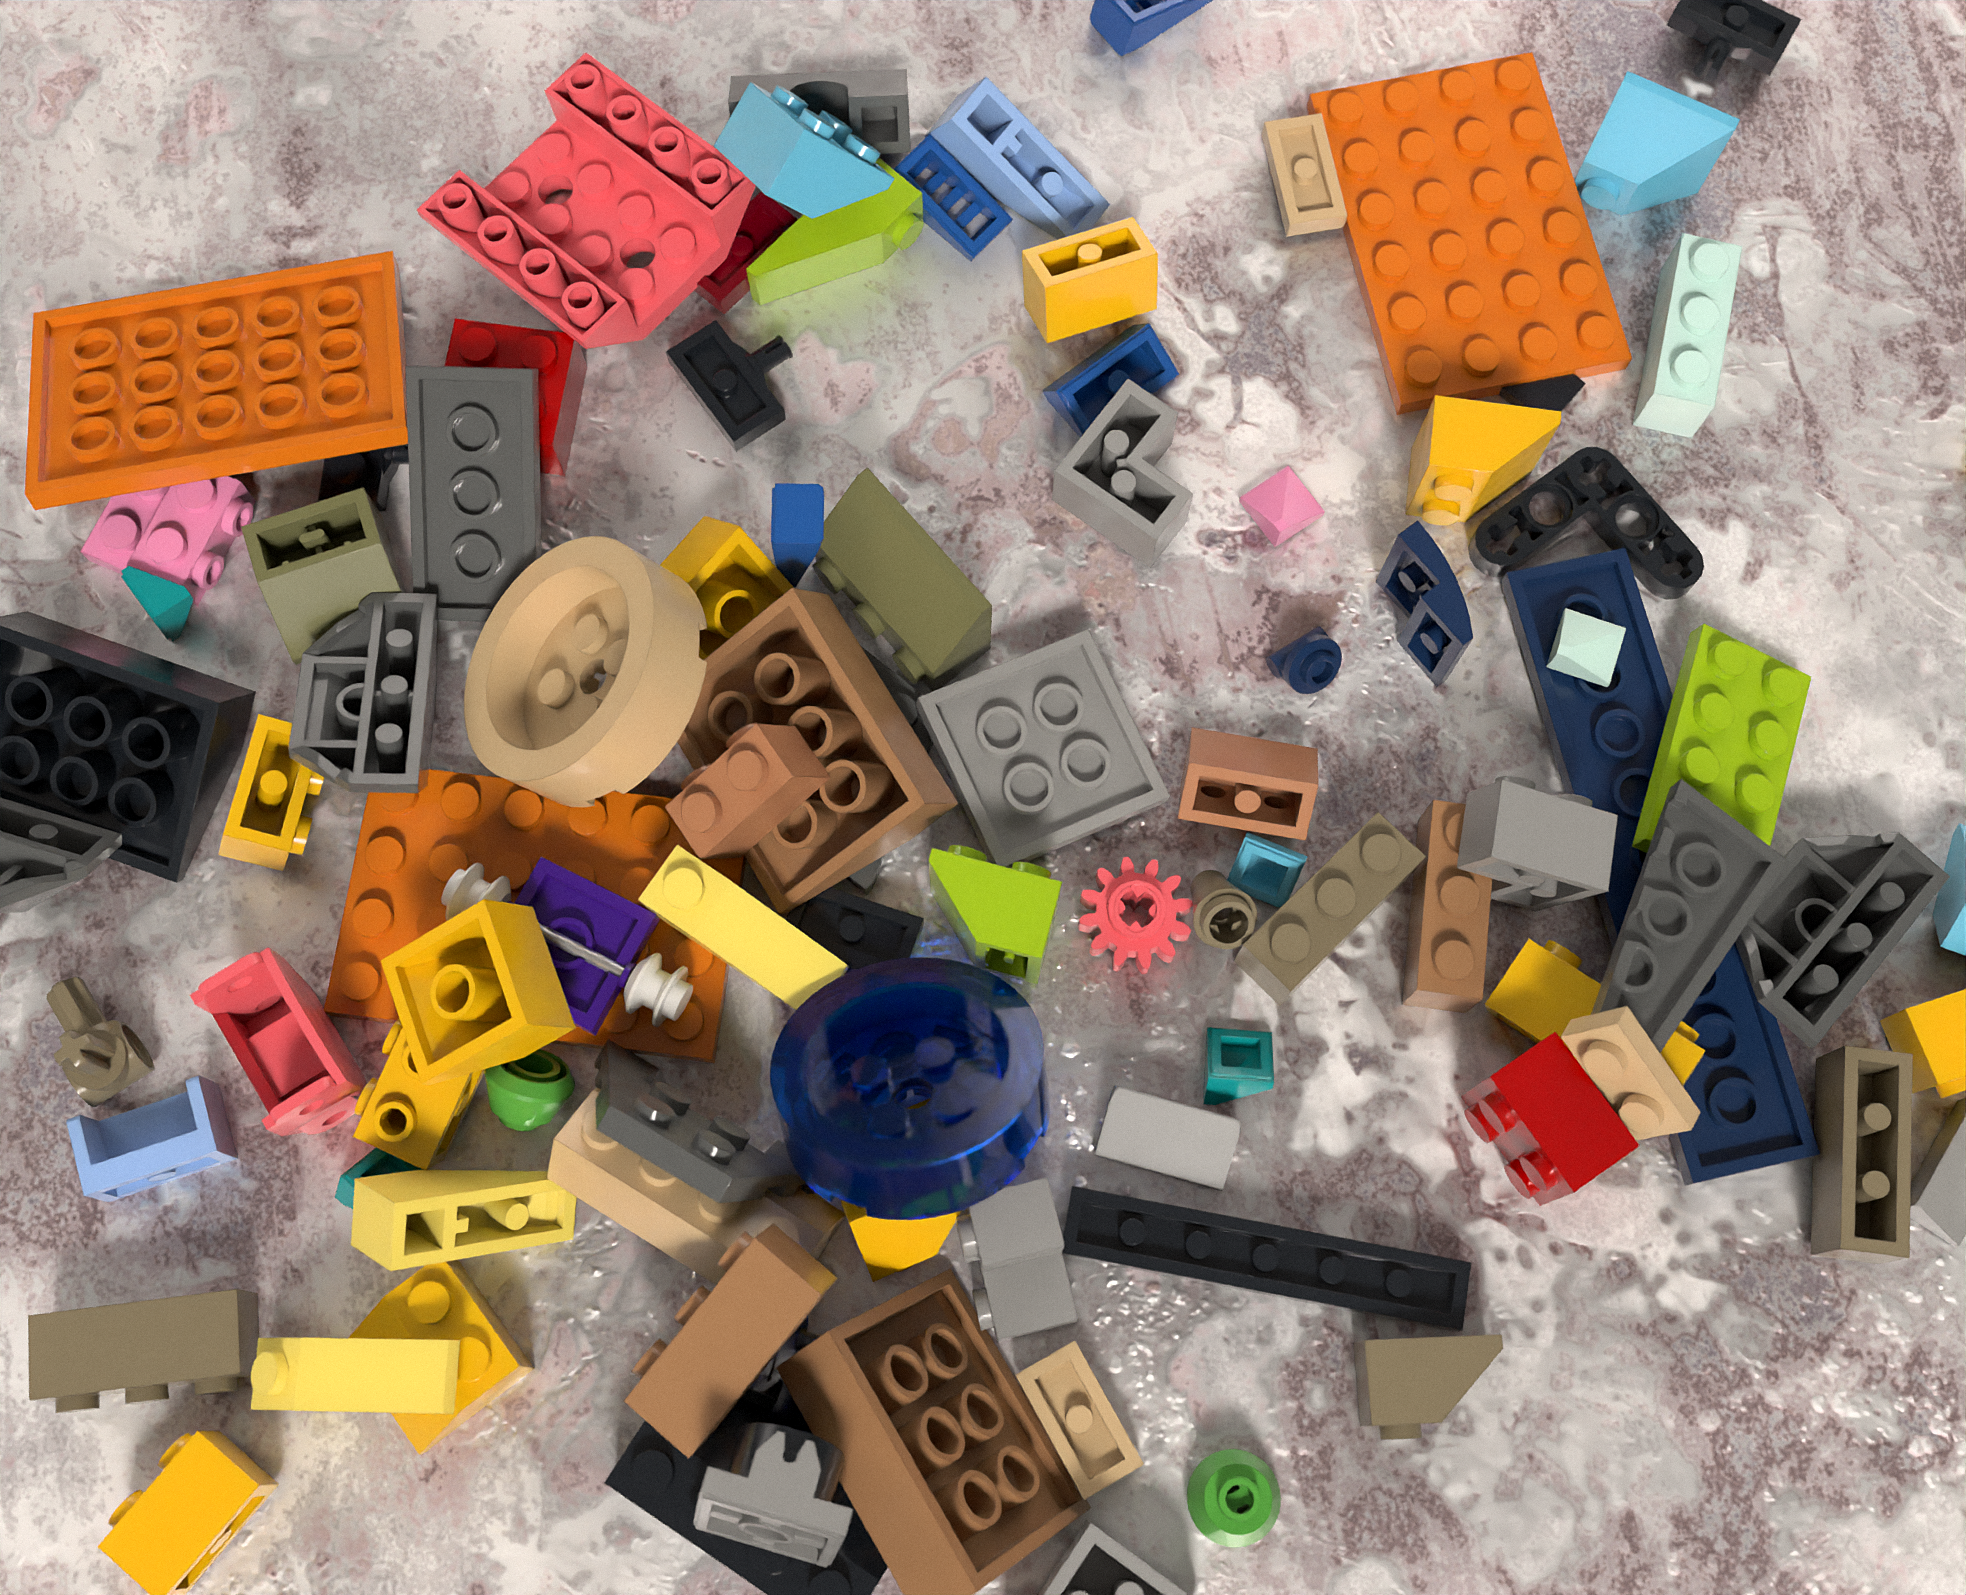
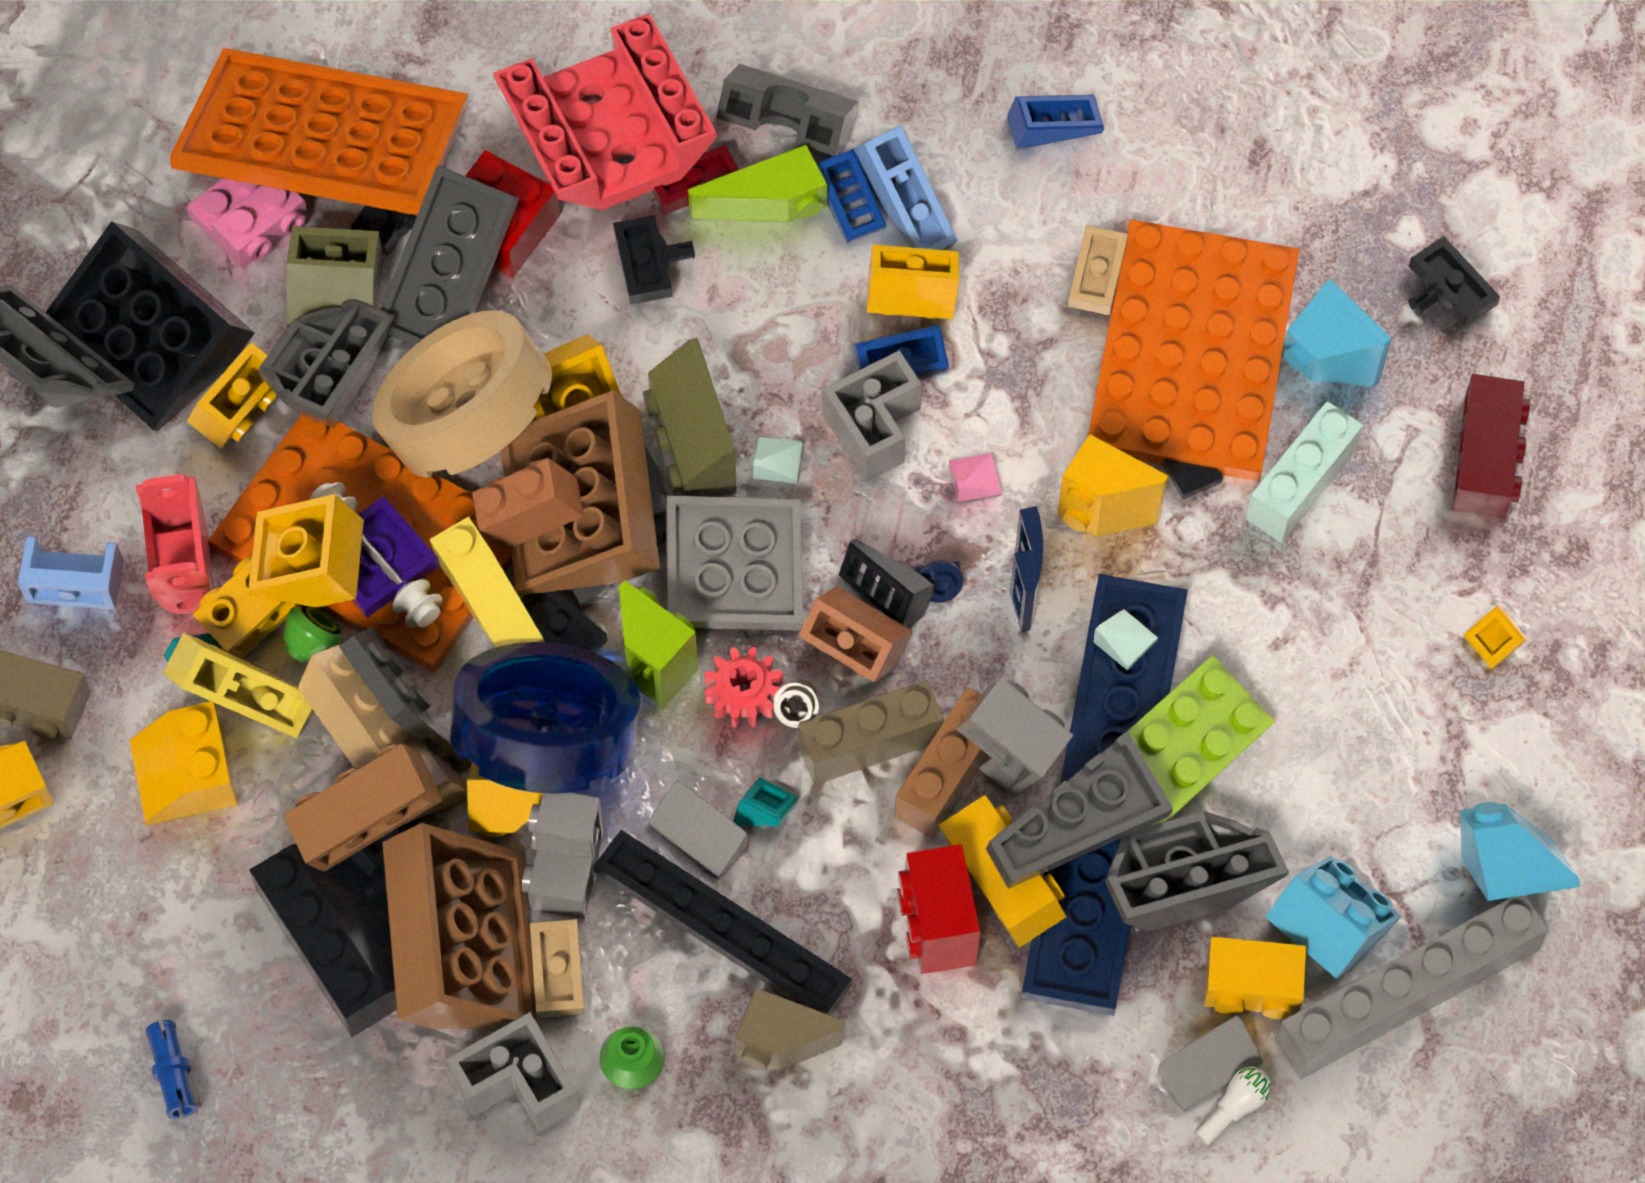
camera: 25 degrees right, 10 degrees down
(95, 1053) = (62, 509): dark tan axle -> none
(161, 599) = (222, 254): teal slope -> none
(355, 1375) = (128, 747): light yellow slope -> none
(777, 1494) = (347, 902): light grey piece -> none
(796, 527) = (636, 359): blue slope -> none
(799, 156) = (752, 129): medium azure slope -> none
(1024, 584) = (777, 460): none -> light aqua slope
(1266, 870) = (841, 690): medium azure slope -> none
(1282, 691) = (911, 588): none -> black slope
(1584, 502) = (1176, 553): black beam -> none
(1630, 1073) = (995, 886): tan plate -> none
(1864, 1155) = (1139, 1017): dark tan brick -> none
(1883, 213) = (1490, 446): none -> dark red brick

